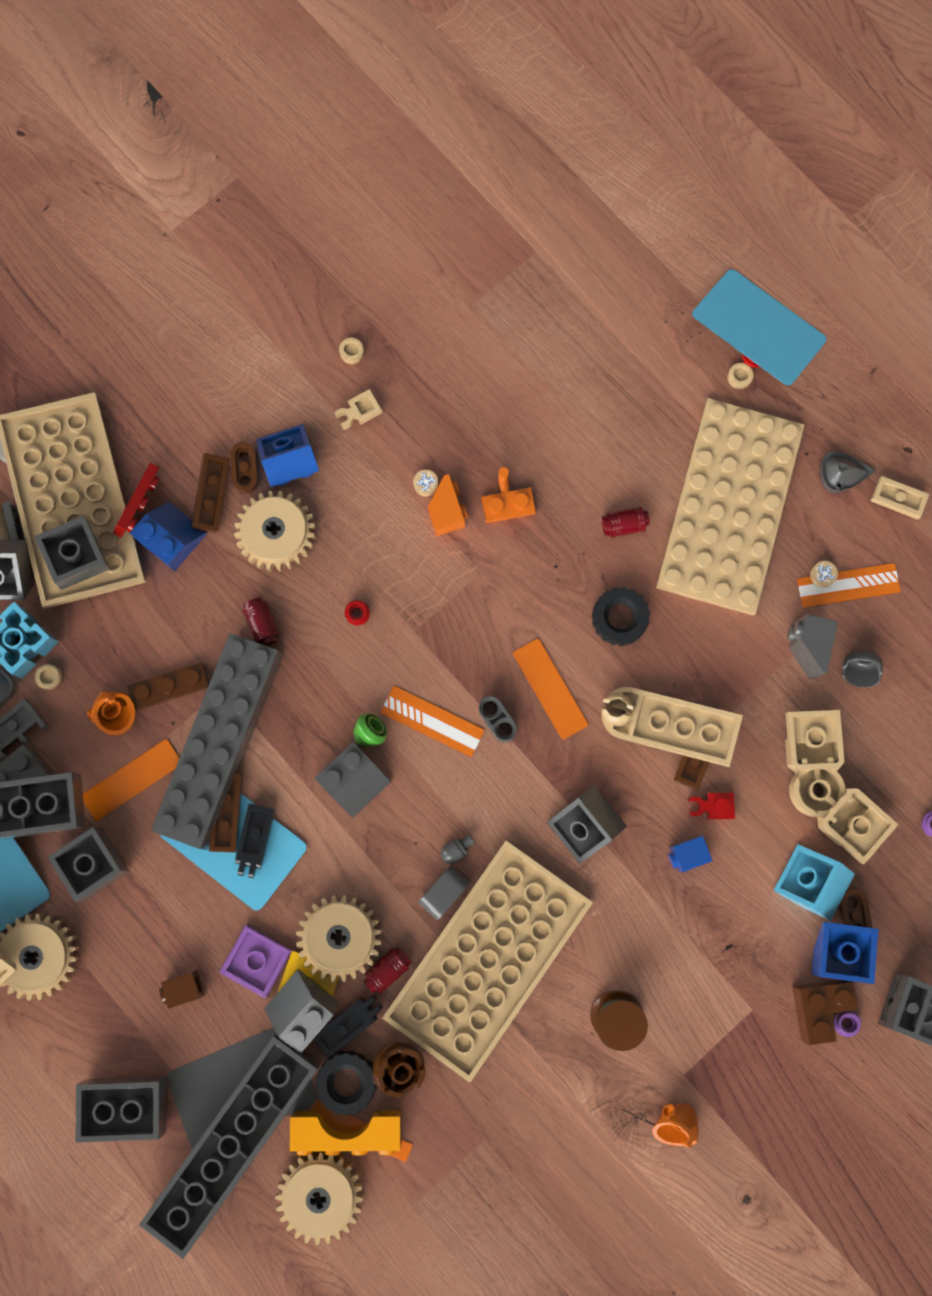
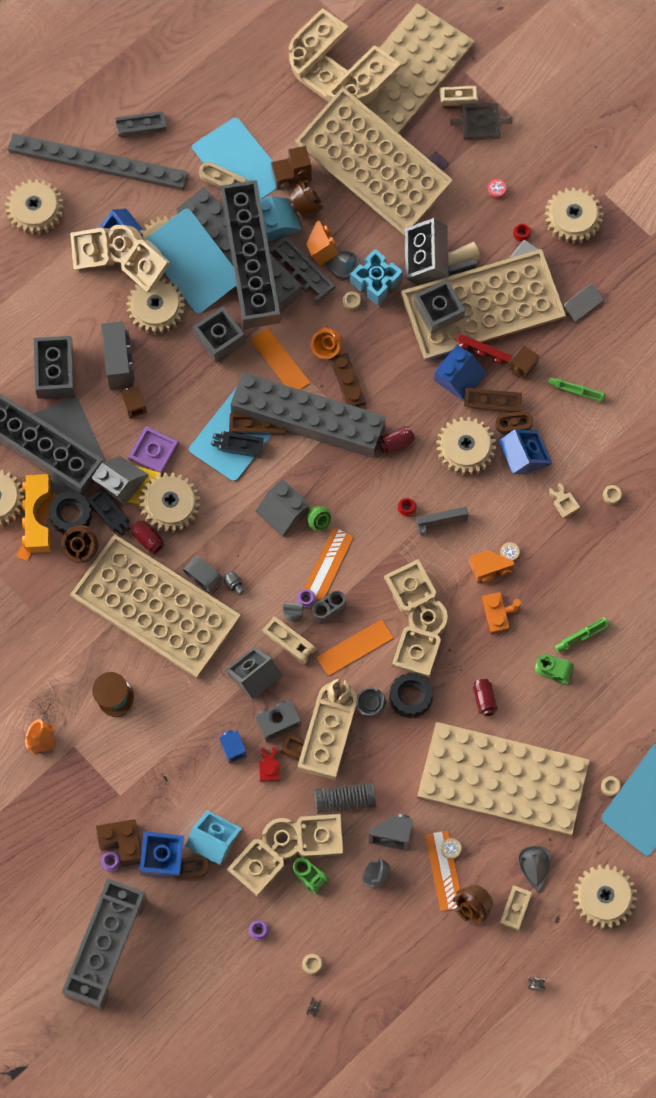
camera: 90 degrees right, 10 degrees down
(77, 370) = (583, 302): none -> light grey slope
(109, 1013) = (117, 355): none -> dark grey brick
(159, 449) = (524, 362): none -> reddish brown brick
(201, 384) = (577, 389): none -> bright green piece
(383, 593) = (441, 518): none -> dark grey hinge
(482, 742) = (306, 593): none -> medium lavender plate
(502, 768) = (293, 611): none -> dark grey plate
(540, 776) = (288, 639): none -> tan plate
(541, 397) = (583, 634): none -> bright green piece
(549, 602) = (416, 598): none -> tan plate
(588, 431) = (557, 669): none -> bright green piece
(632, 668) = (371, 702): none -> dark grey hair
(666, 803) = (271, 729): none -> dark grey brick
(760, 672) = (341, 793): none -> dark grey piece
(867, 752) = (311, 876): none -> bright green piece
(884, 389) = (602, 910): none -> tan gear
(900, 546) = (473, 903): none -> reddish brown cone

